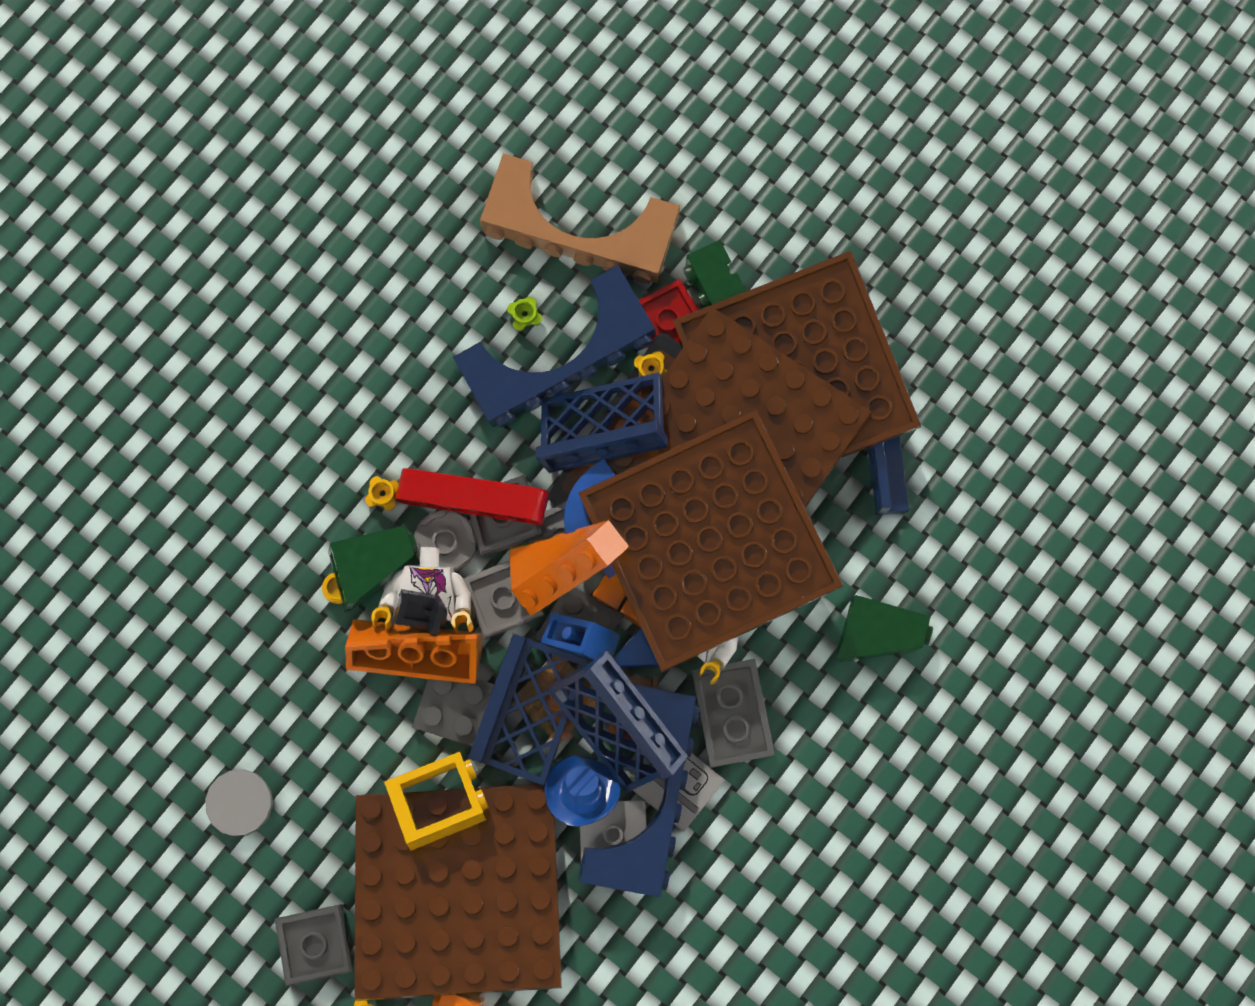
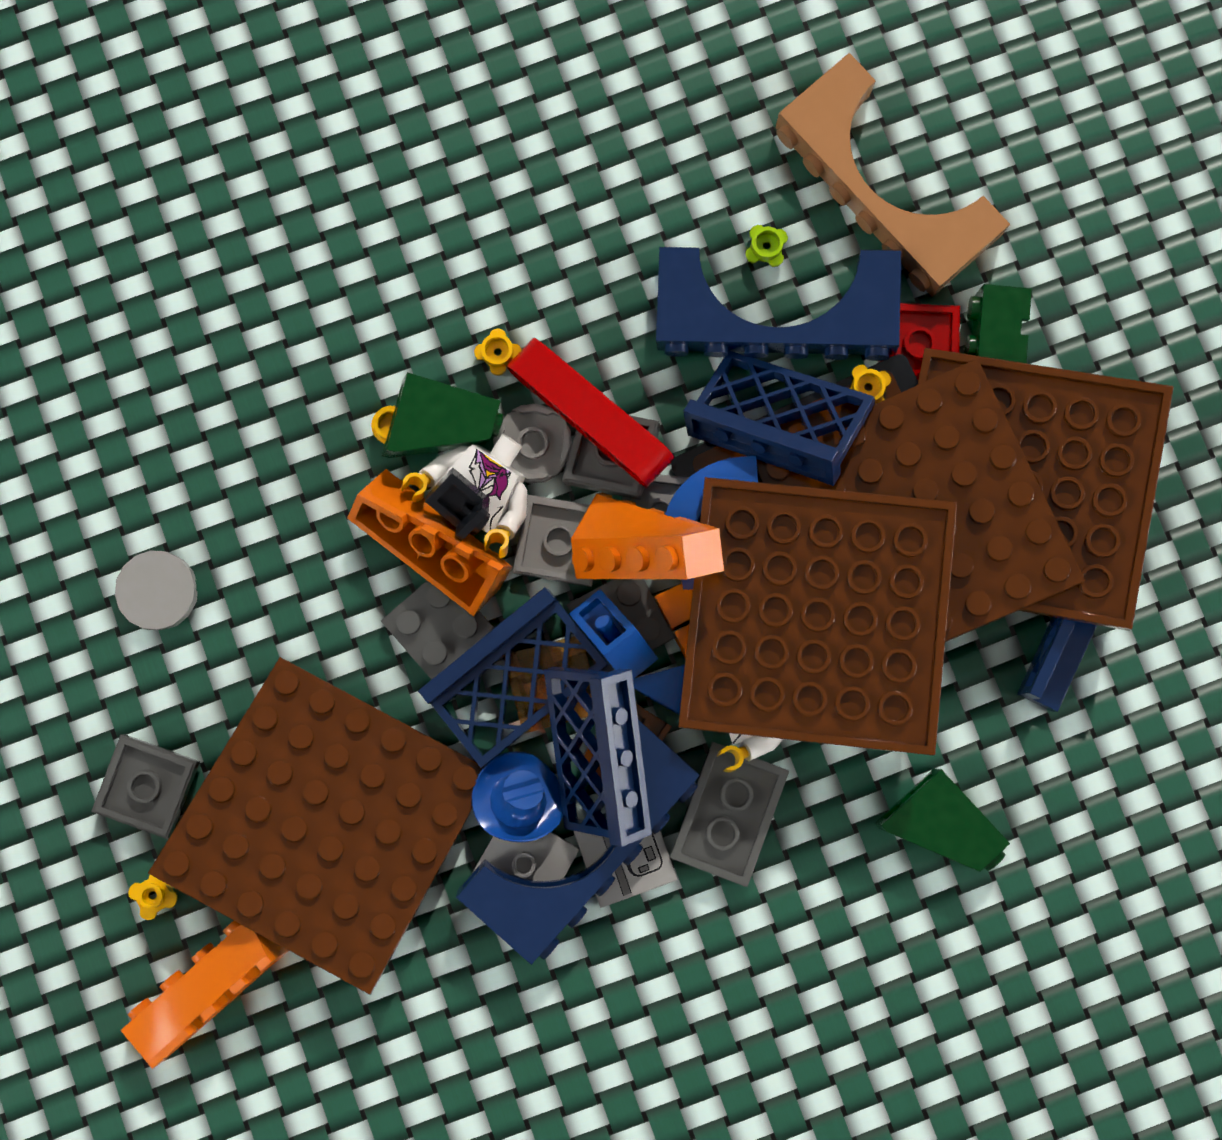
camera: 35 degrees right, 5 degrees up
(417, 838) = (315, 708): yellow window -> none

